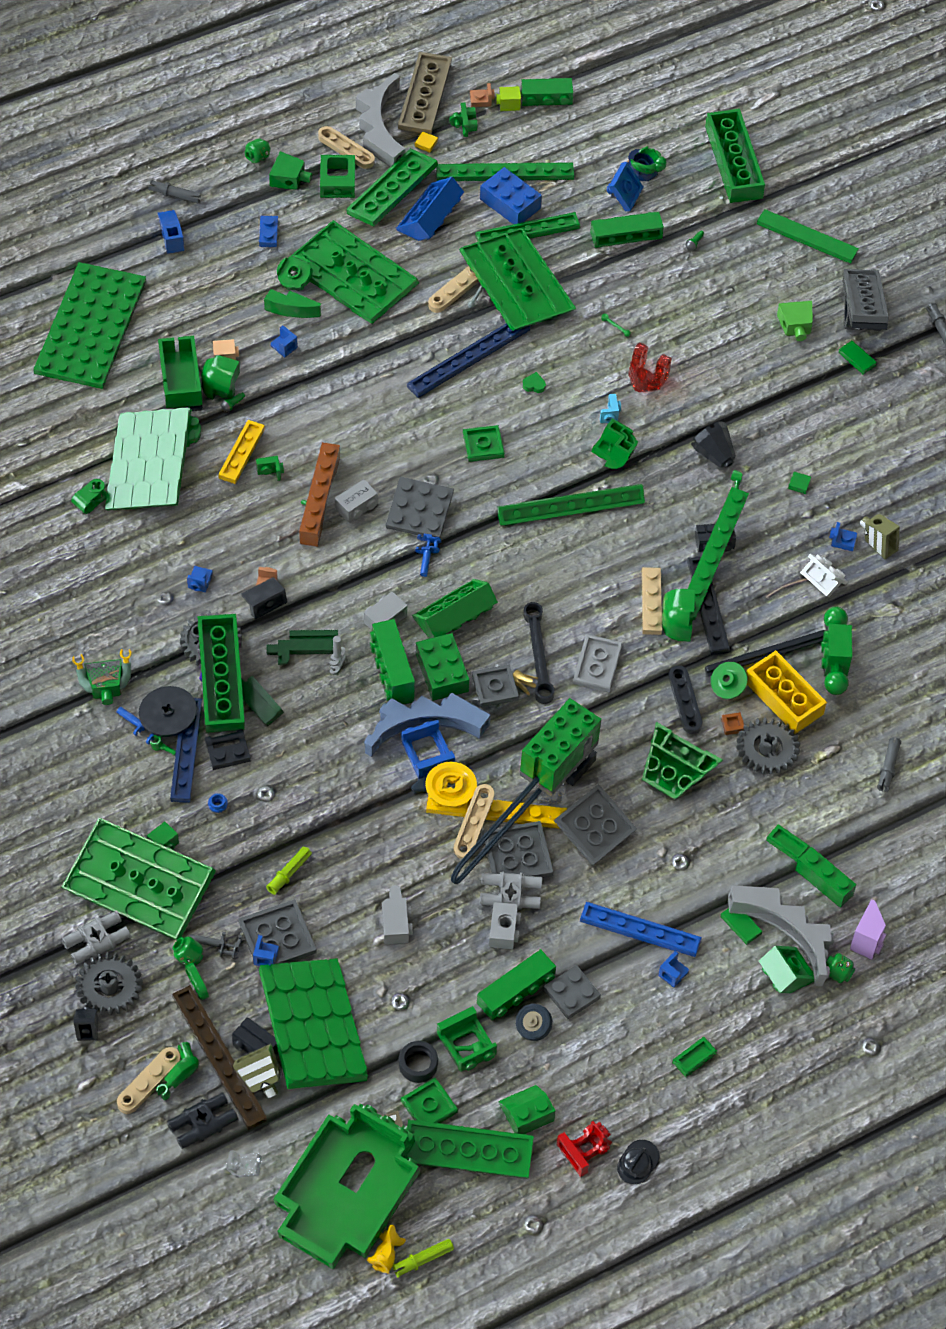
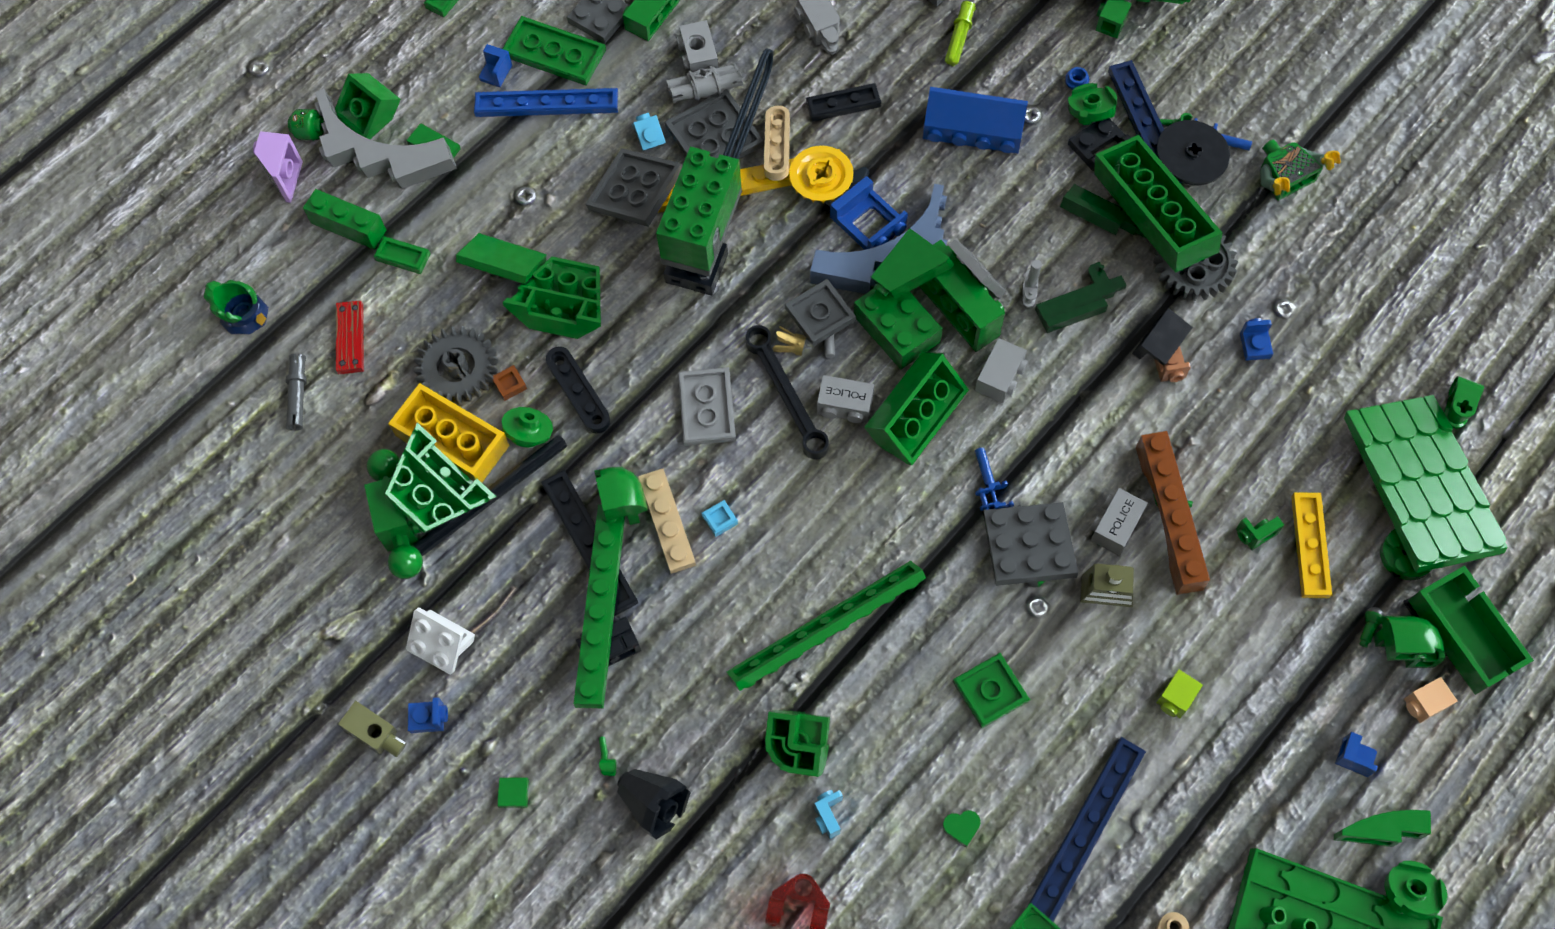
camera: 165 degrees right, 10 degrees up
(211, 767) = (1102, 106): none -> green plate
(317, 787) = (974, 120): none -> blue slope
(371, 401) = (1179, 694): none -> lime brick
(373, 668) = (977, 268): none -> light grey tile
(384, 465) = (1109, 585): none -> olive torso
(405, 849) = (843, 102): none -> black tile
(423, 669) = (910, 265): none -> green slope
(500, 630) = (845, 399): none -> light grey brick
(568, 874) = (648, 131): none -> medium azure bracket
(615, 591) = (719, 518): none -> medium azure tile
(620, 973) = (554, 50): none -> green tile
(713, 805) = (501, 258): none -> green tile
(805, 643) = (430, 486): none -> green wedge
(841, 793) = (349, 337): none -> red tile
(921, 836) = (236, 306): none -> piece

